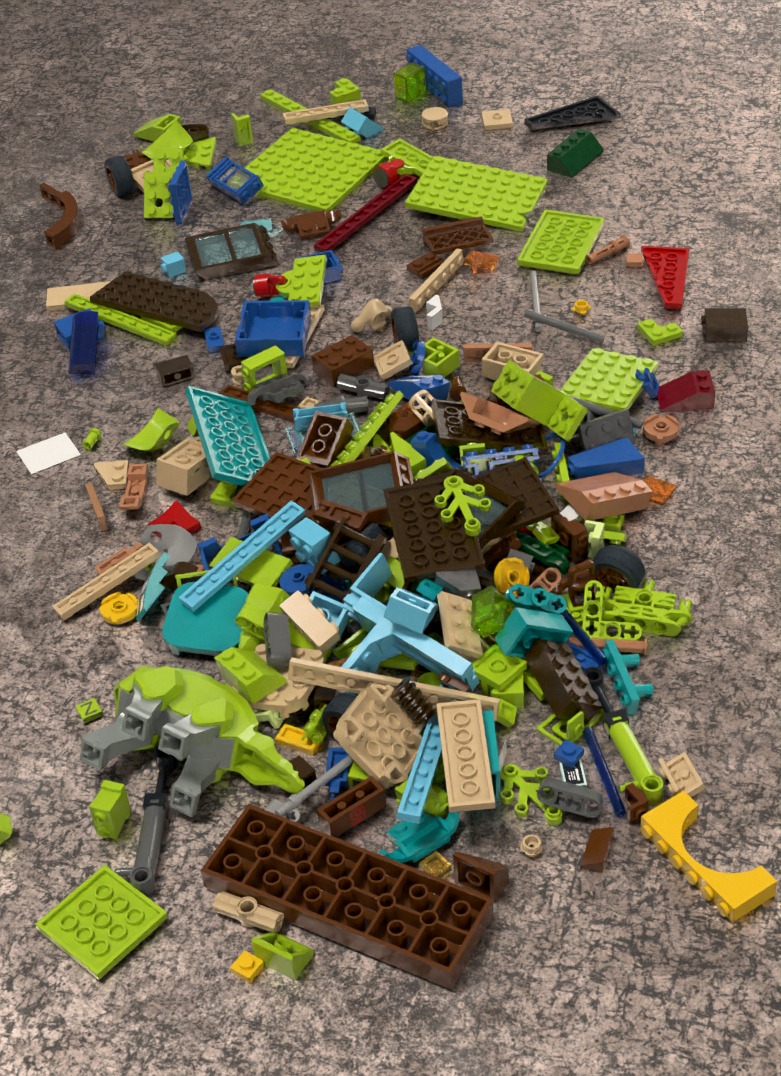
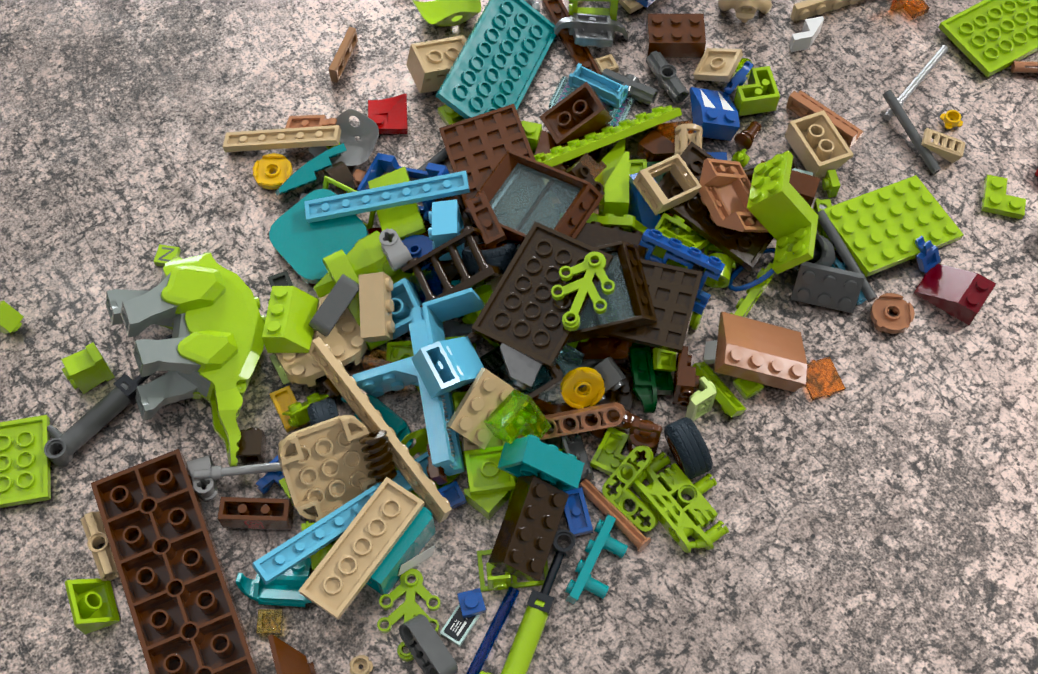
camera: 35 degrees right, 20 degrees up
(113, 473) = (389, 28): tan wing -> none
(135, 488) = (388, 58): nougat slope -> none
(207, 667) = (280, 279): none -> pearl dark grey plate
(247, 966) = (58, 594): yellow plate -> none
(286, 582) = (395, 251): none -> light grey piece
(404, 326) = (757, 37): black wheel -> none
(429, 589) = (490, 356): teal plate -> none
(443, 432) = (652, 192): none -> tan window
(506, 713) = (461, 514): lime plate -> none
(531, 598) = (573, 441): teal axle -> none
(583, 637) = (597, 481): clear blue piece -> none
(594, 321) = (949, 148): none -> tan slope
(616, 456) = (811, 316): blue slope -> none

